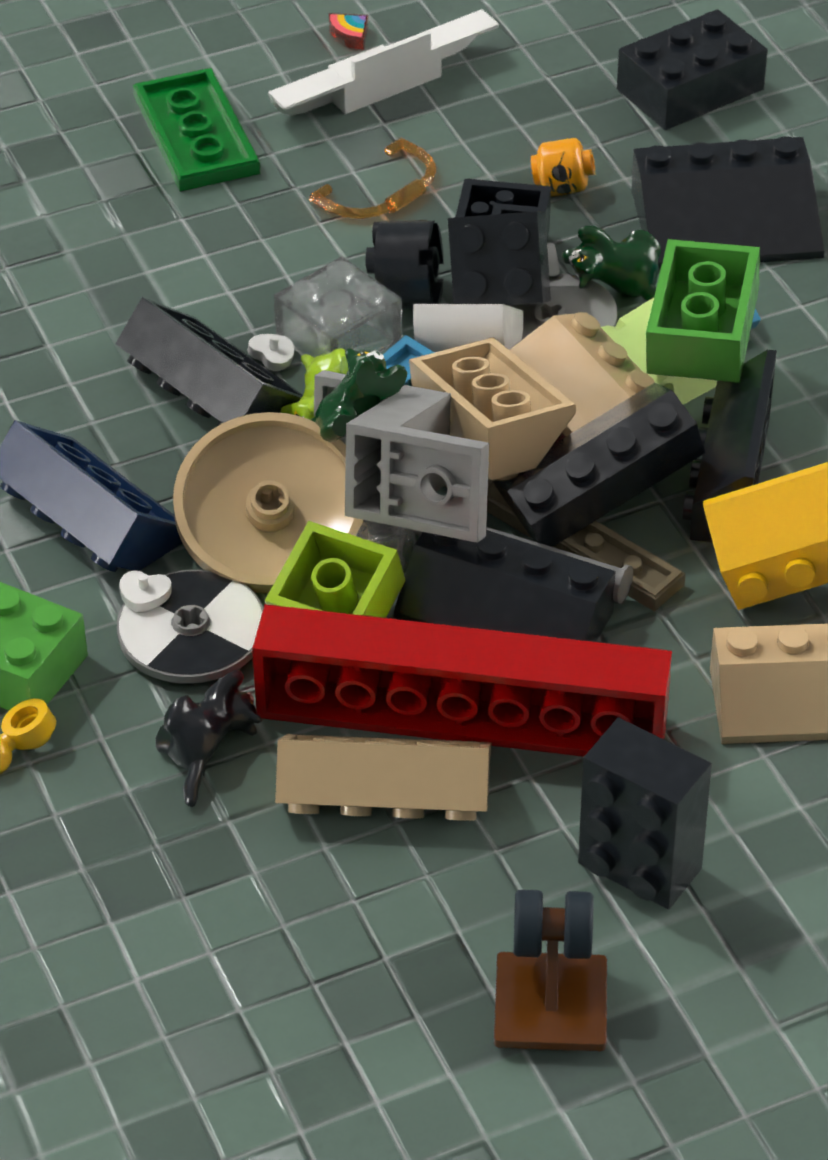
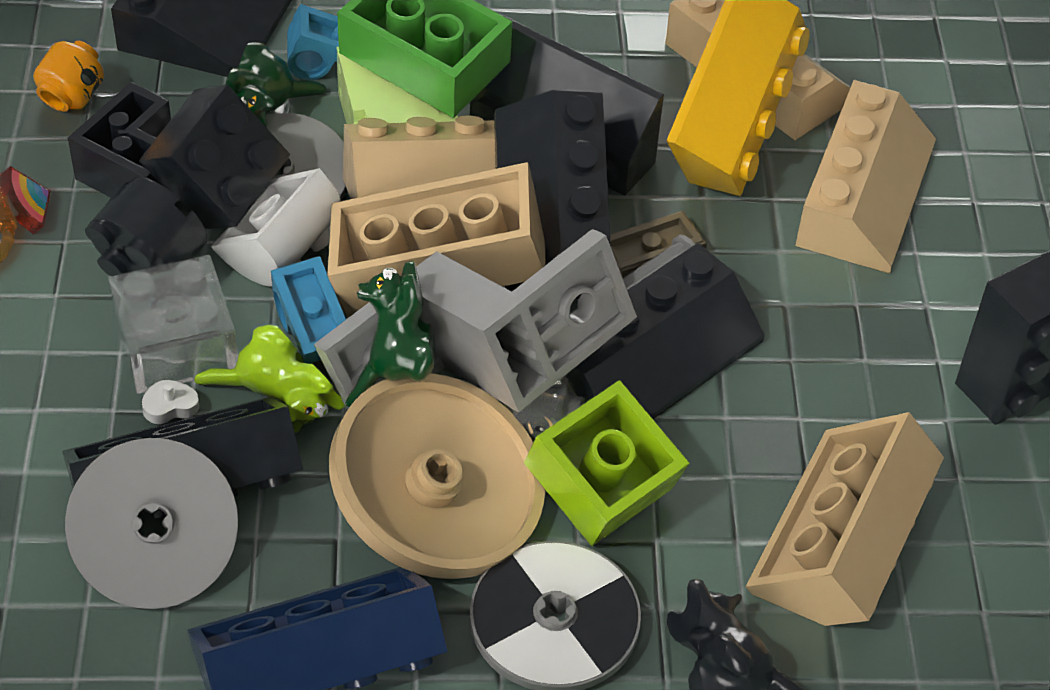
camera: 70 degrees left, 5 degrees up
(144, 591) = (494, 637): white piece -> none
(151, 394) = (153, 569): none -> light grey piece
(418, 199) = (27, 197): none -> tile
(453, 681) = (777, 416): red brick -> none

